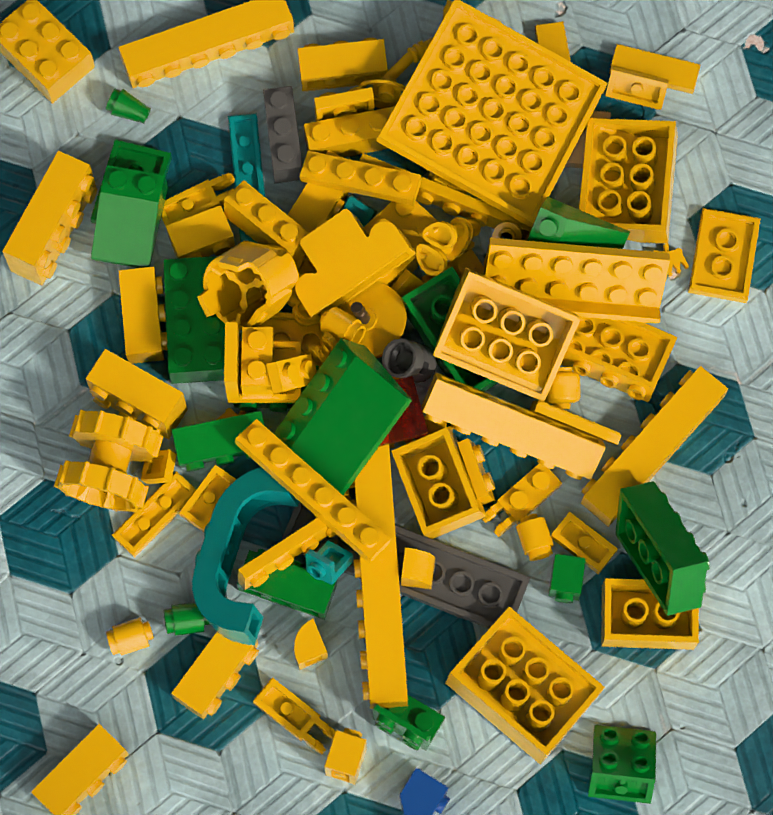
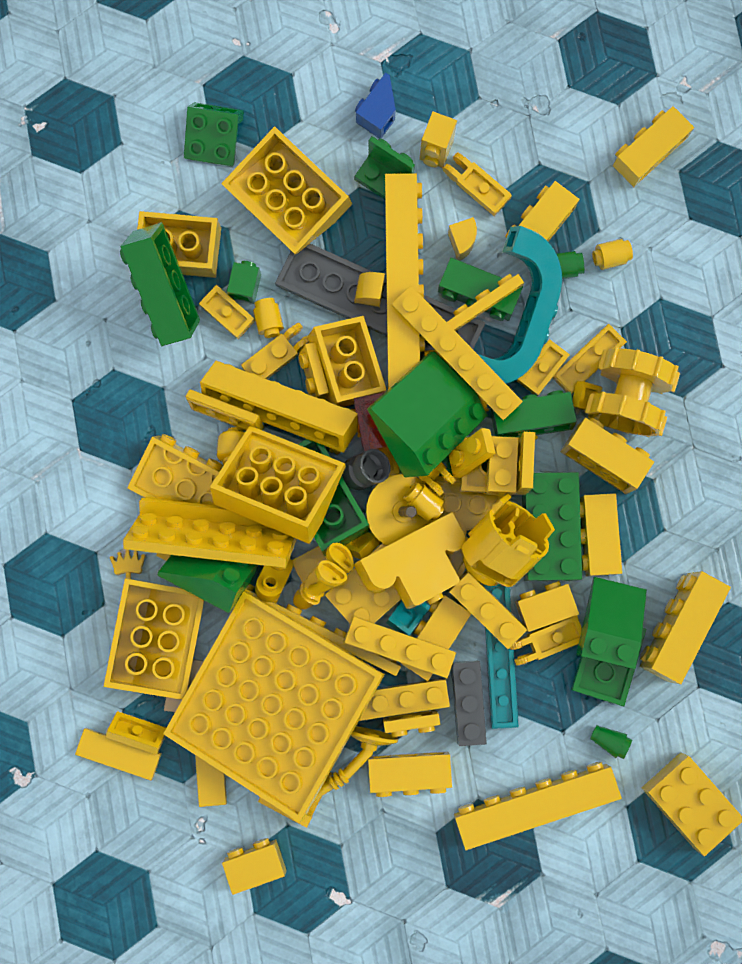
camera: 175 degrees left, 10 degrees up
(328, 562) = (445, 296): teal bracket -> none
(656, 442) = (157, 392): yellow brick -> none
(724, 255) = (76, 566): yellow tile -> none

